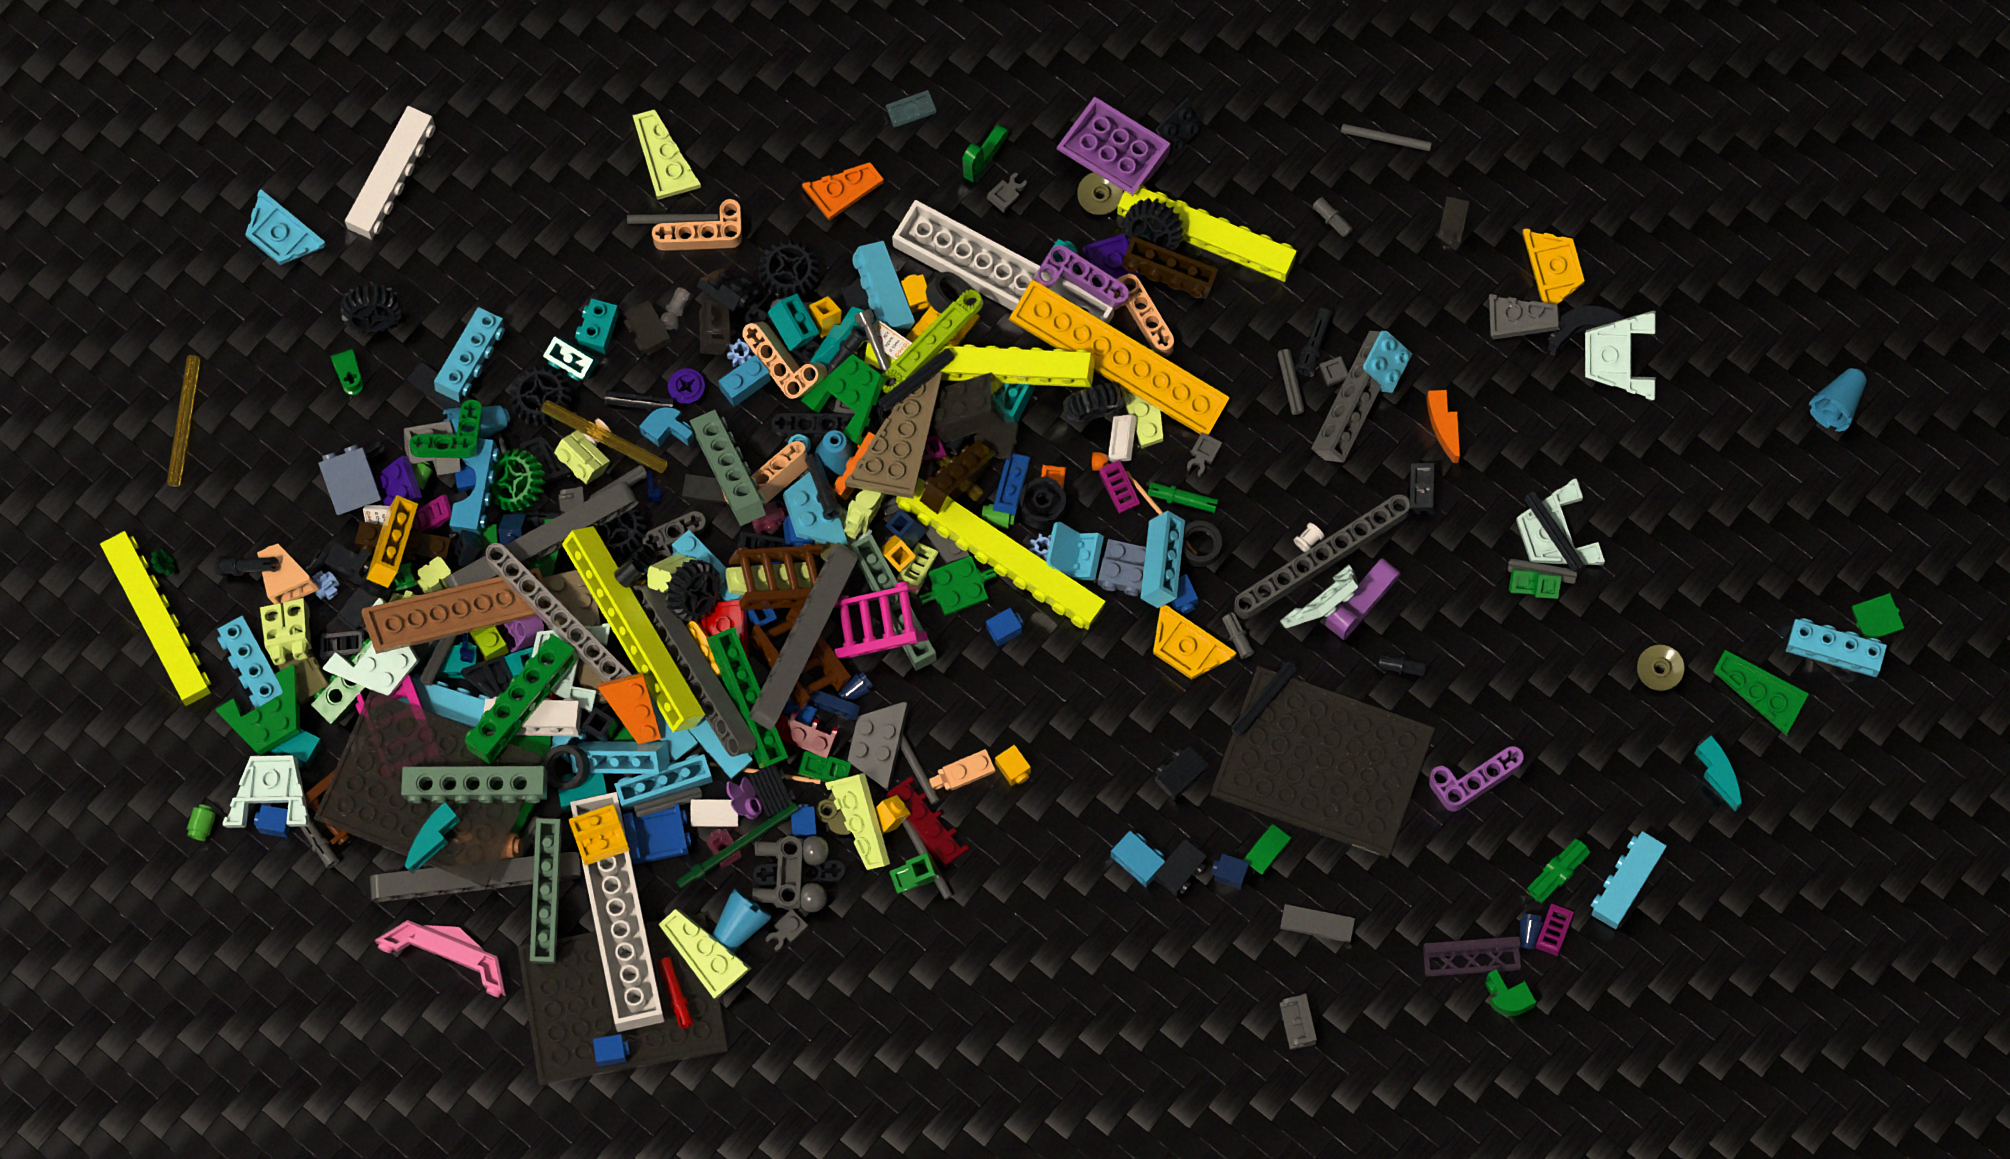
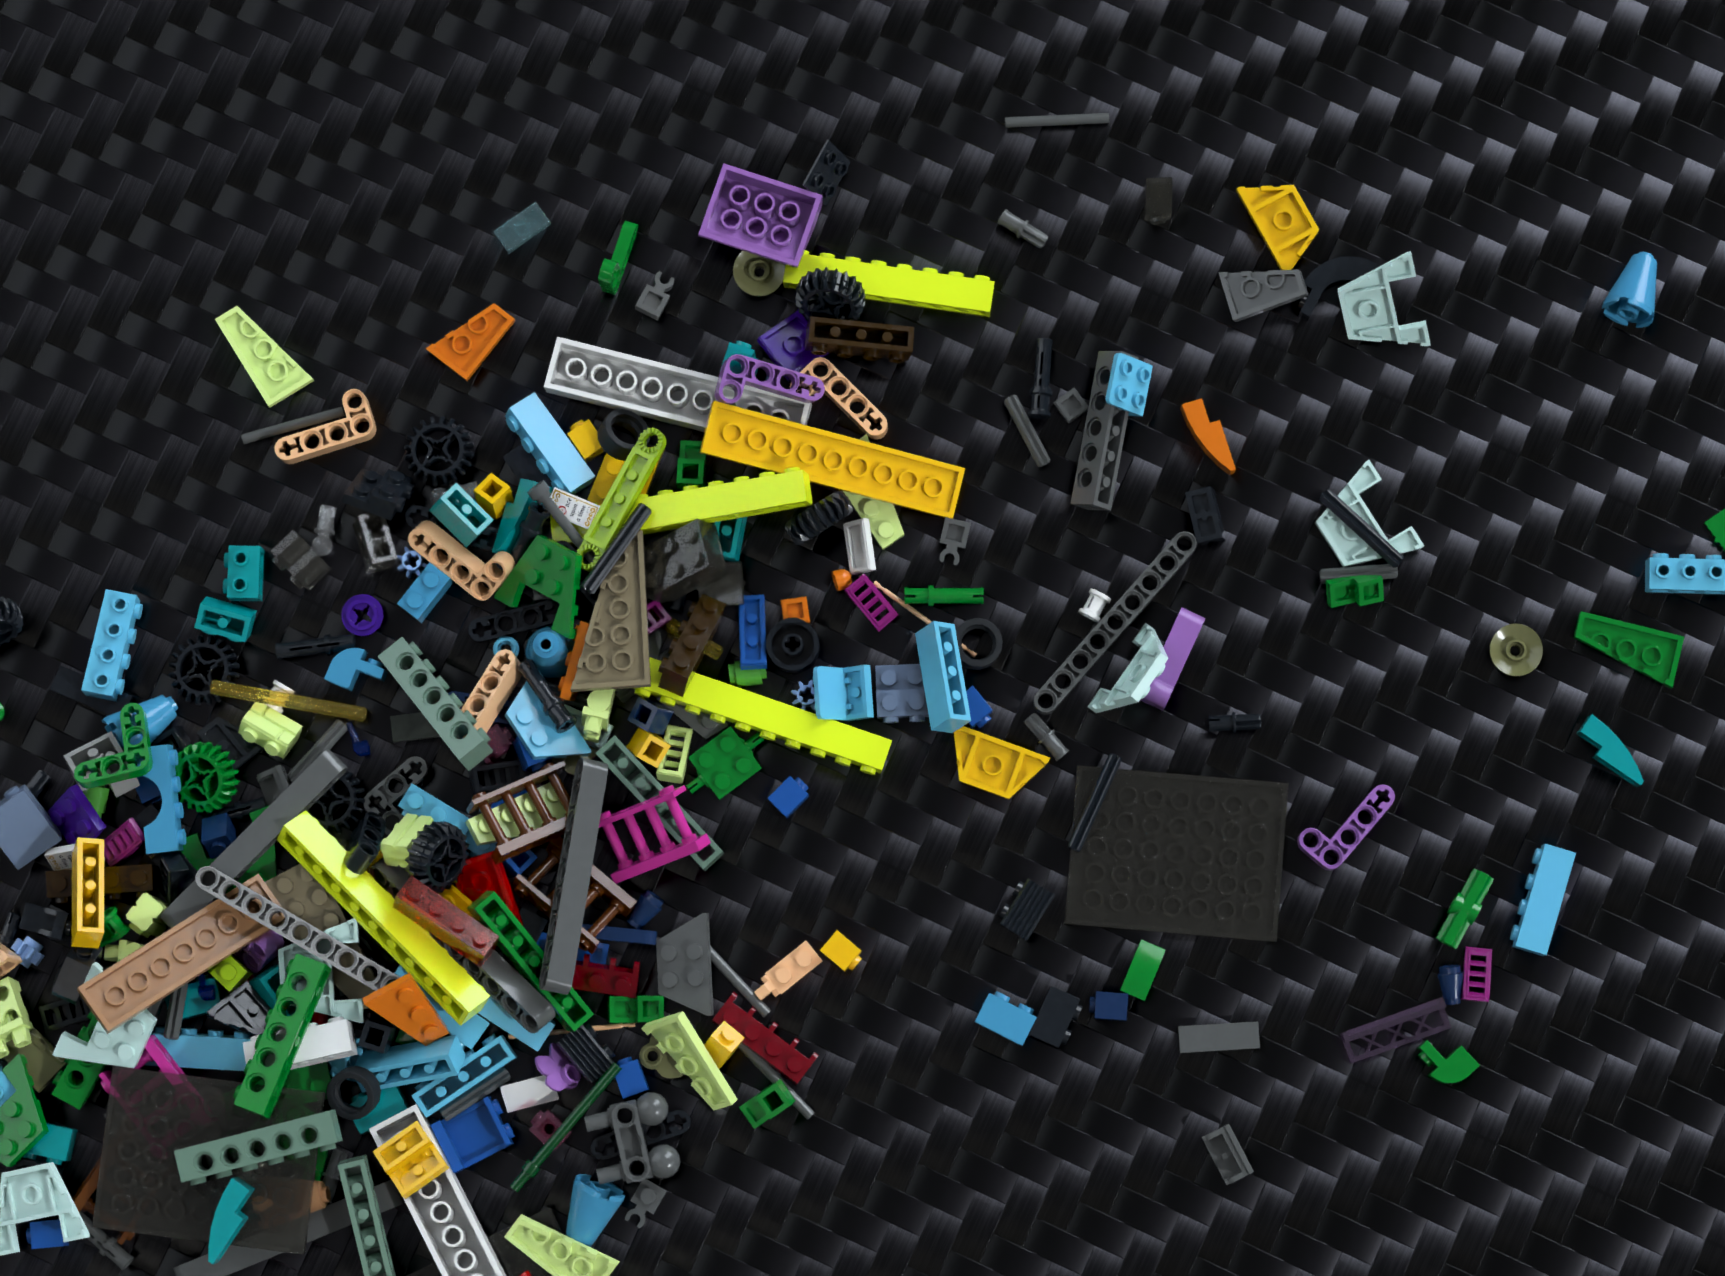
camera: 10 degrees left, 10 degrees up
(685, 642) = (446, 921): none -> clear red brick
(998, 332) = (691, 465): none -> green brick

